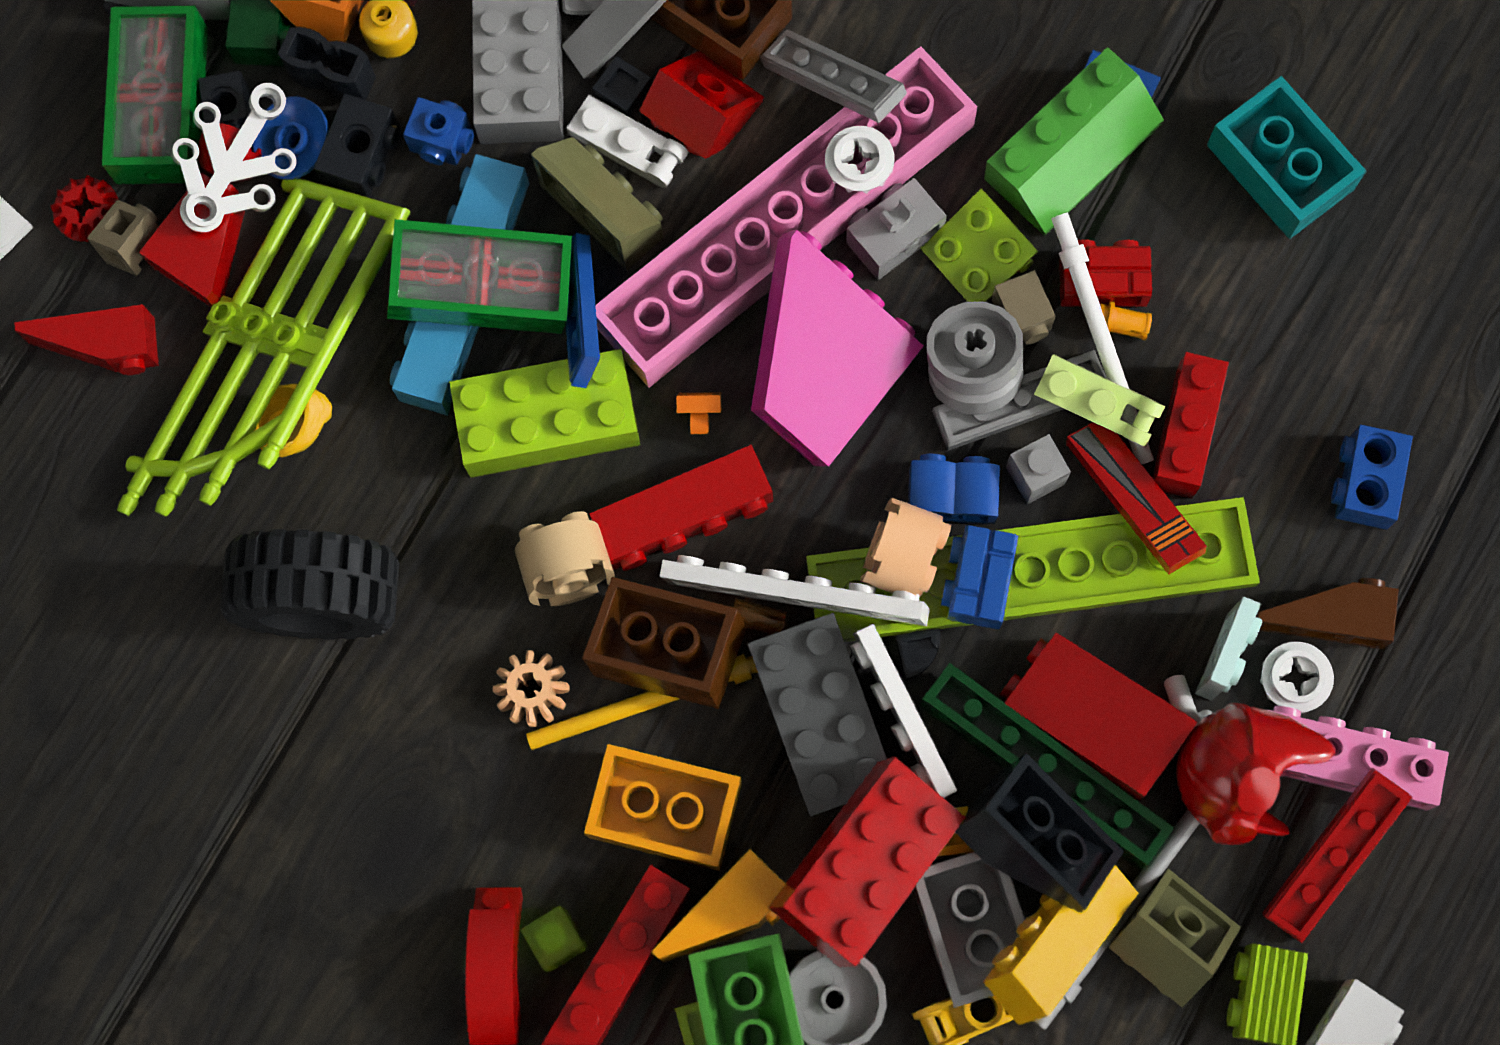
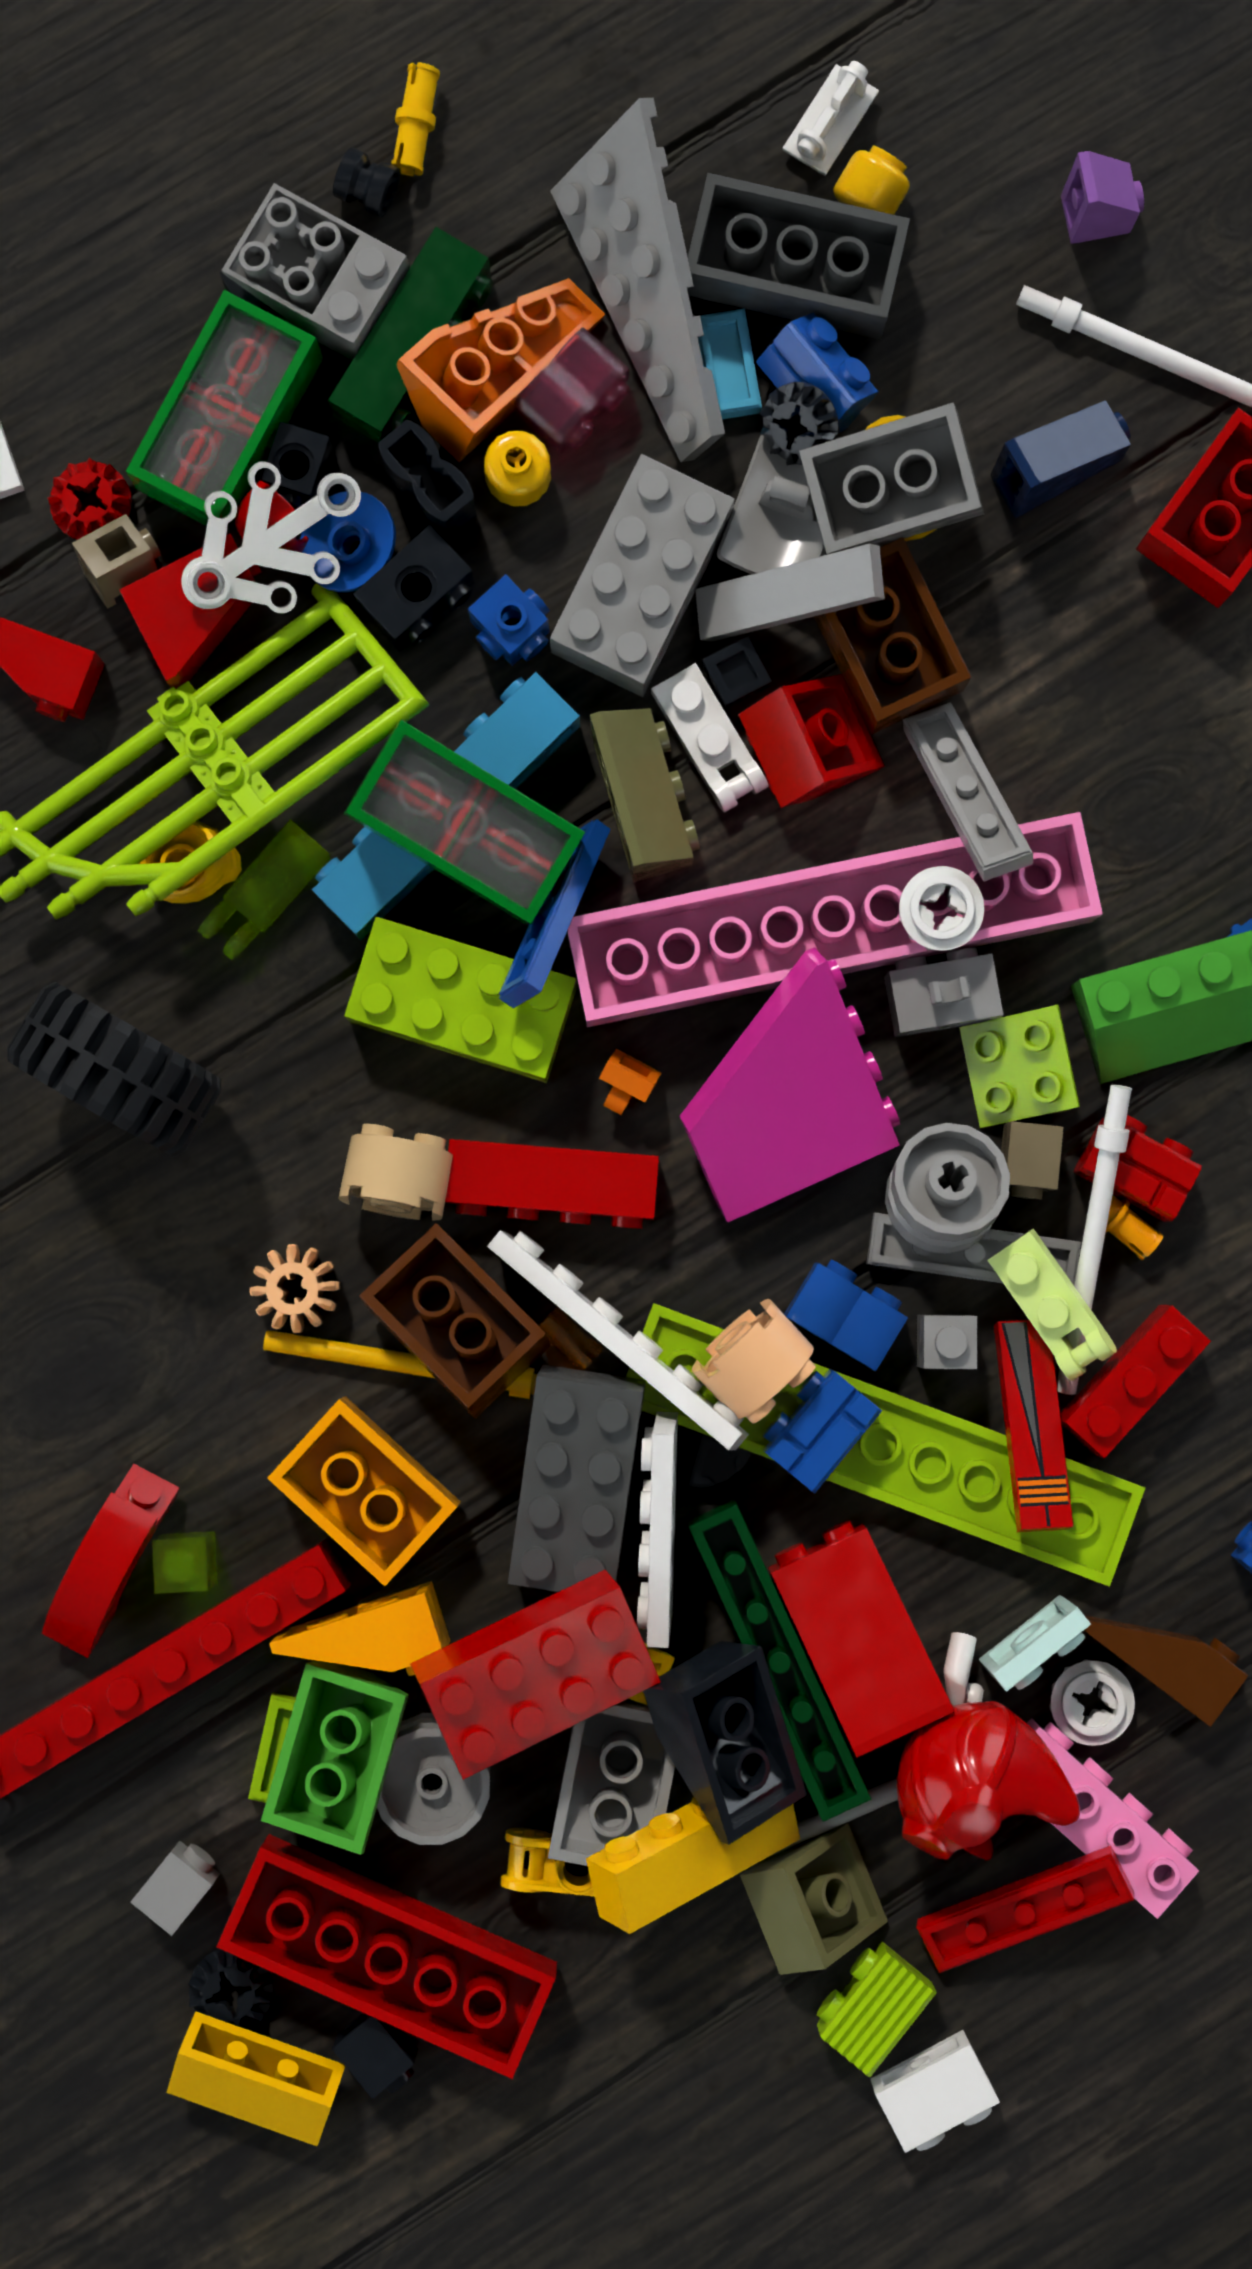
camera: 20 degrees right, 10 degrees up
(357, 411) = (267, 886): none -> clear neon green hinge

